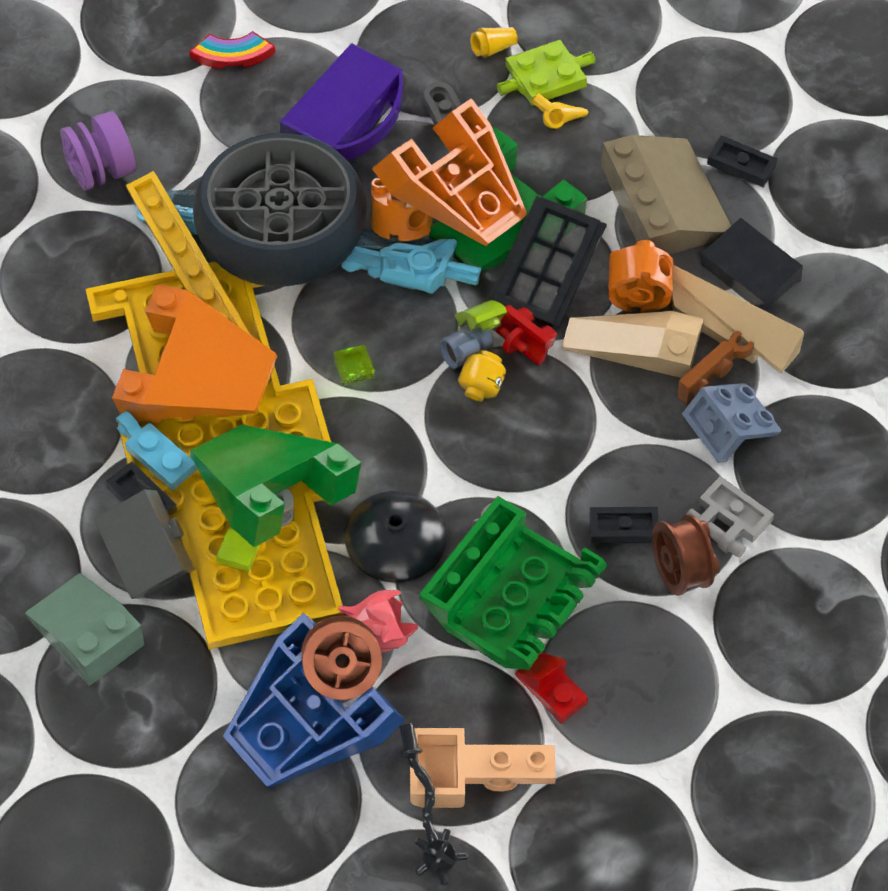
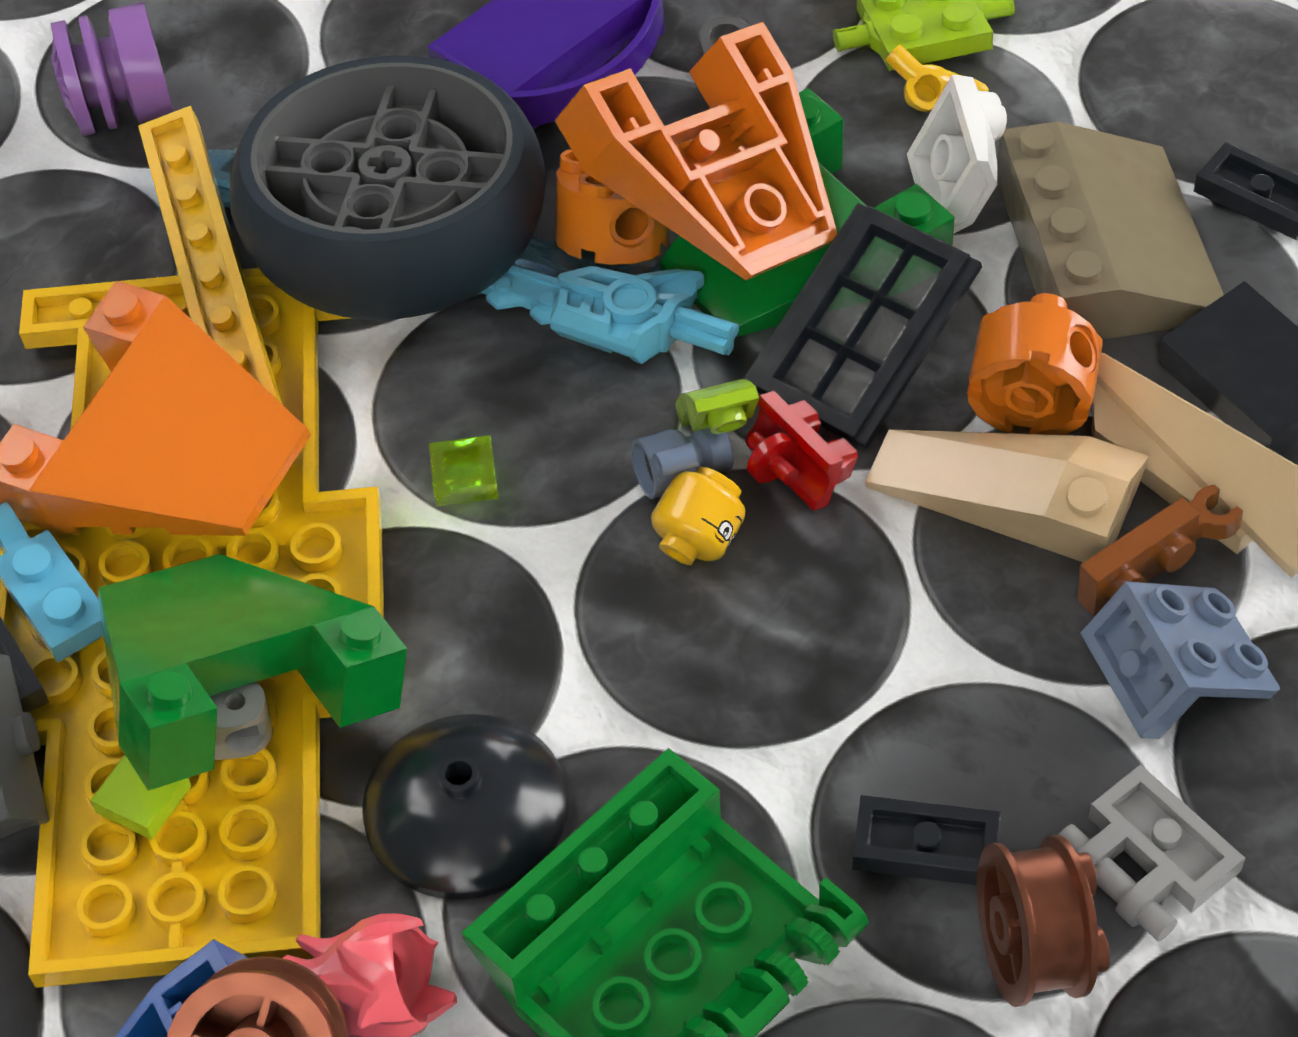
camera: 15 degrees right, 5 degrees down
(580, 157) = (957, 150): none -> white slope

